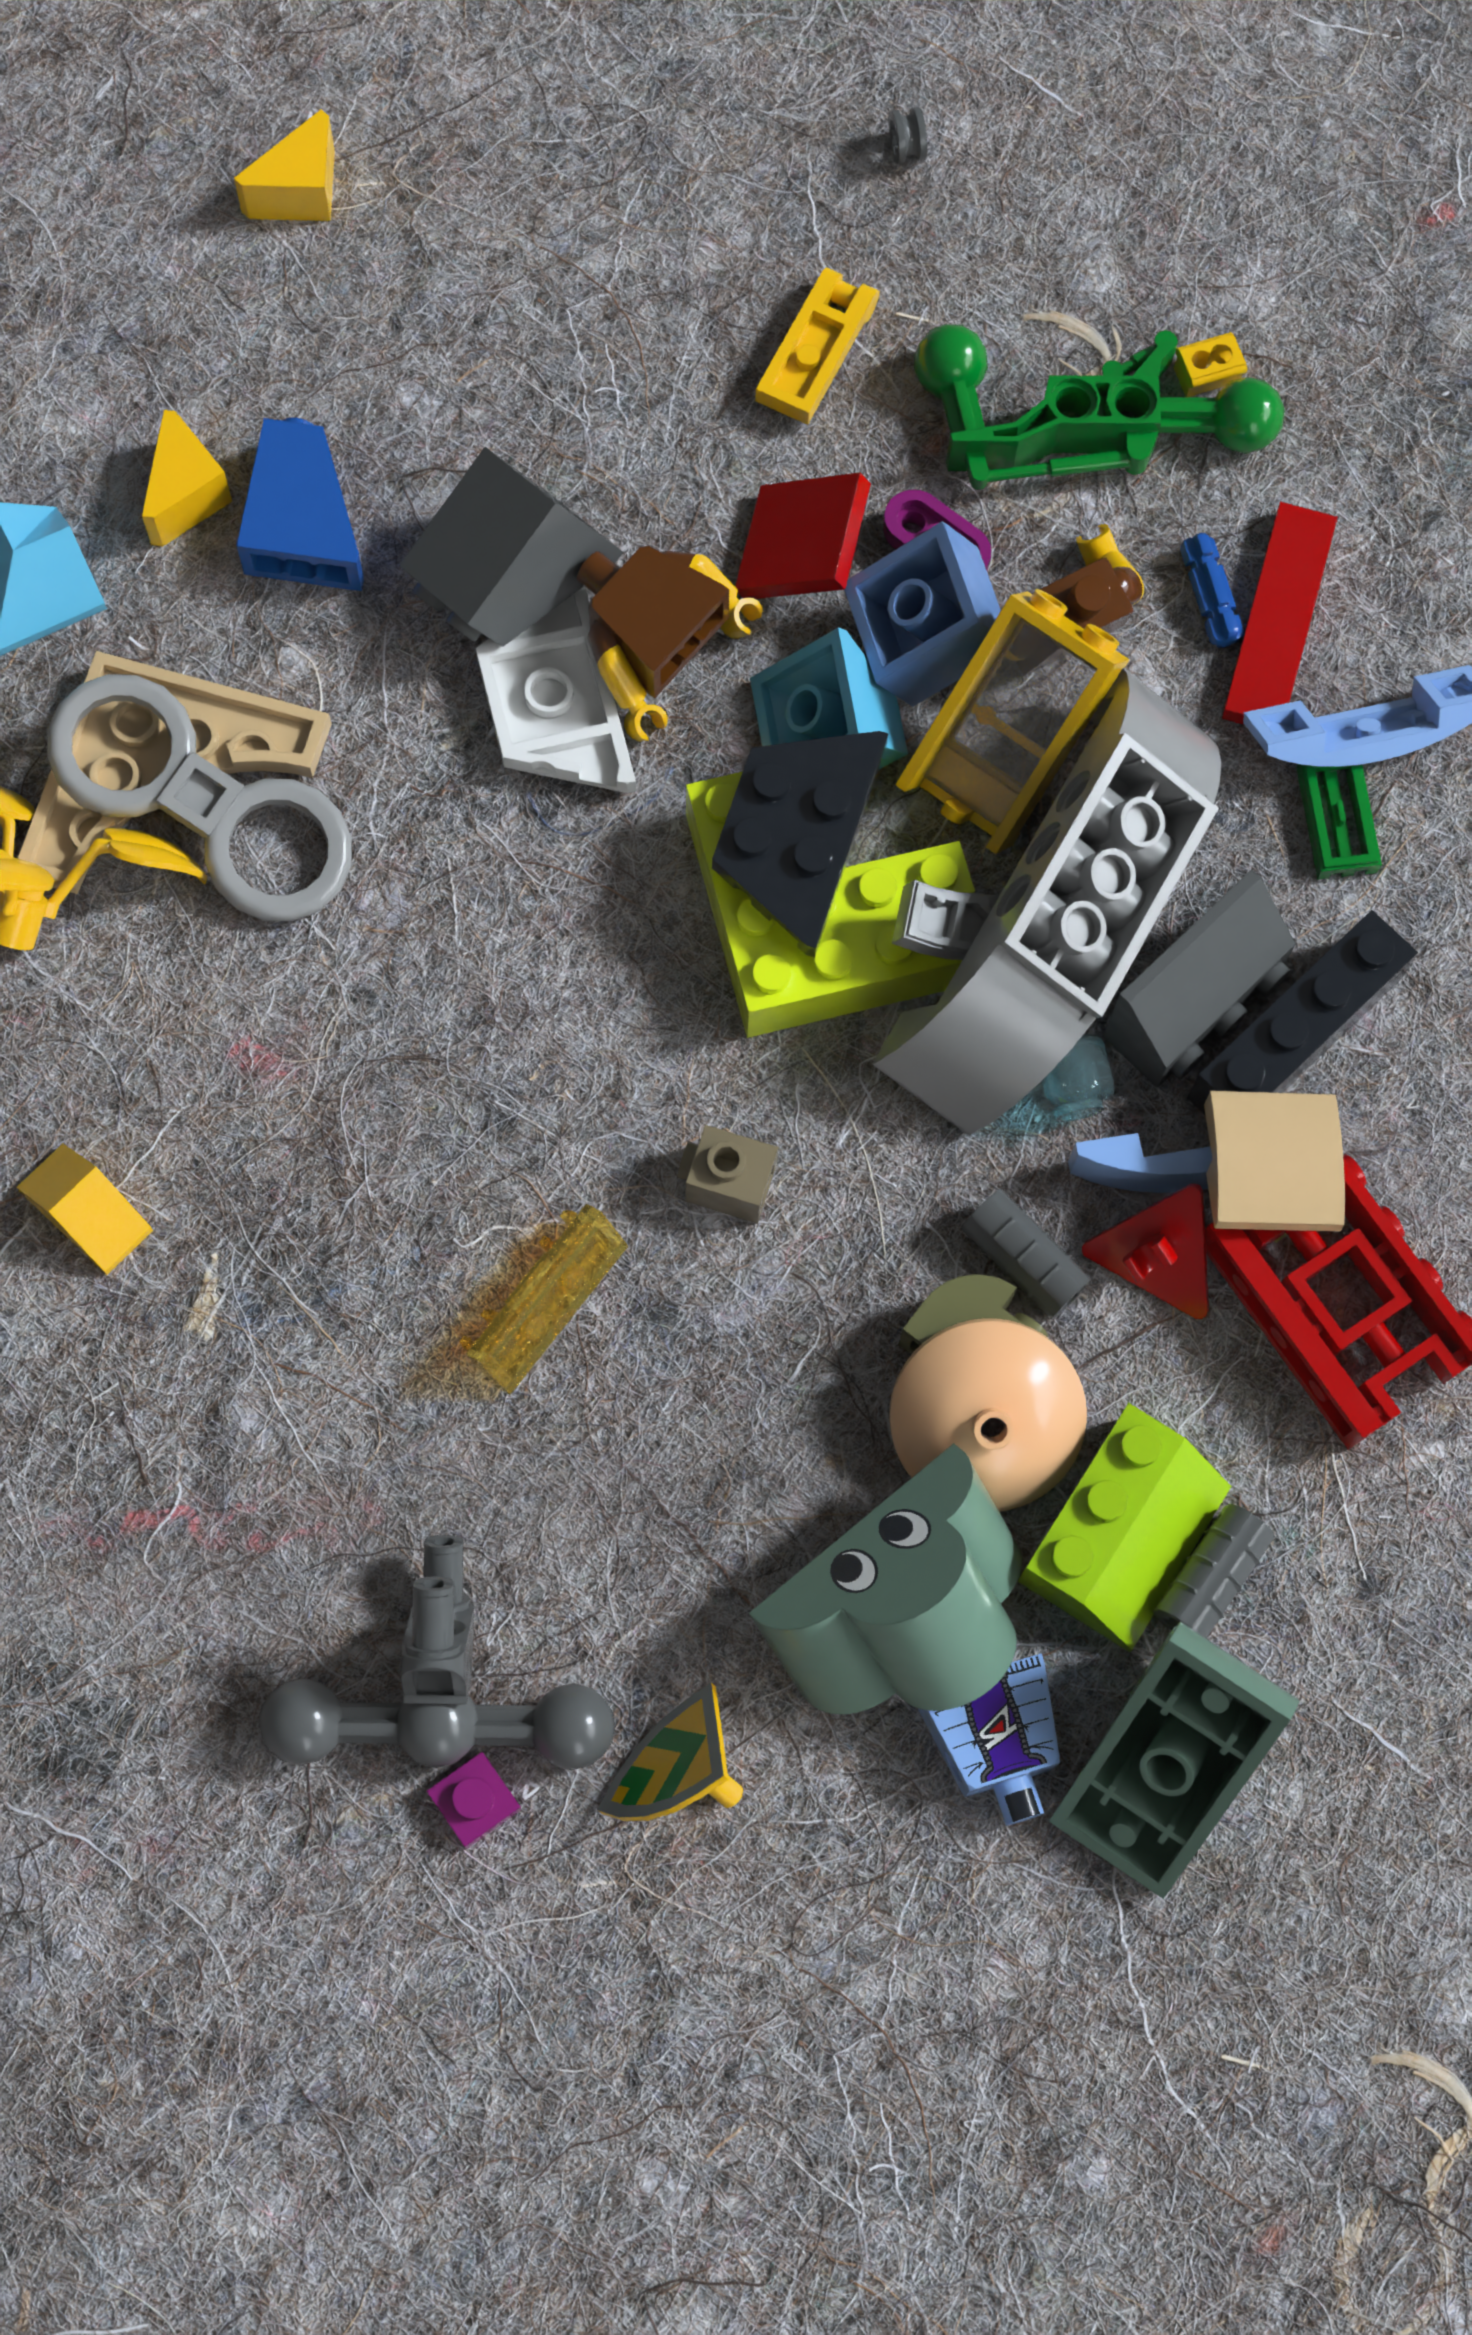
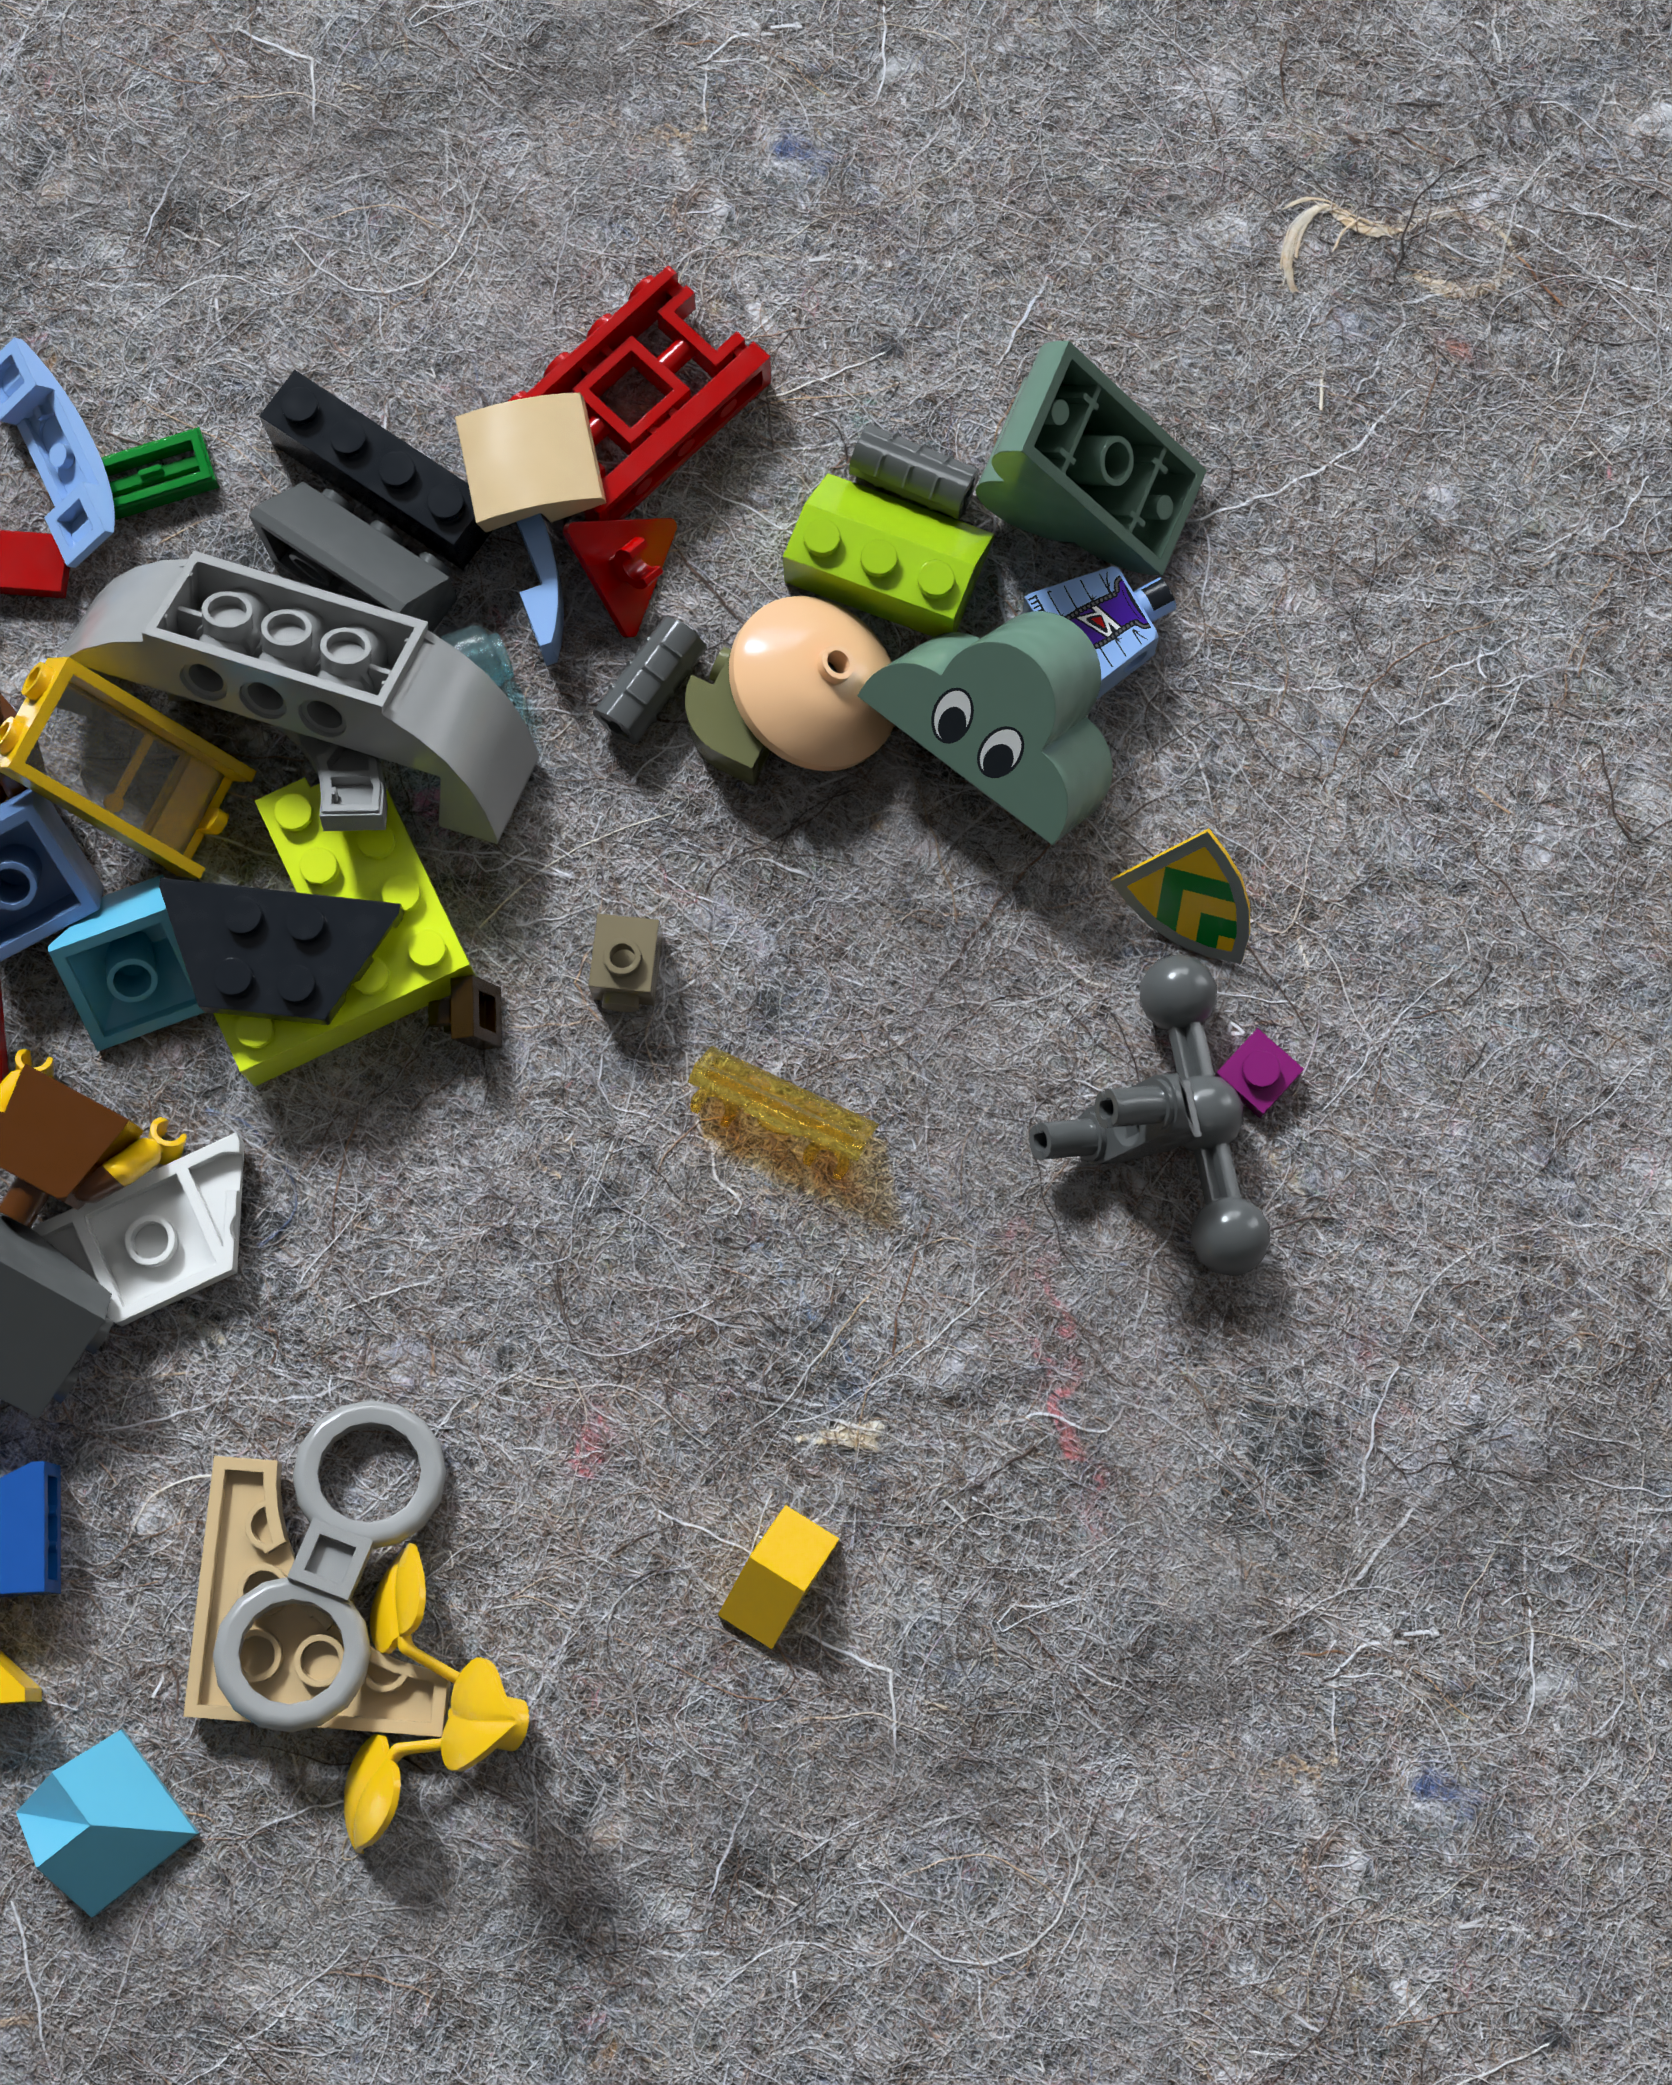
camera: 95 degrees left, 5 degrees up
(707, 1017) = (471, 1014): none -> dark brown tile

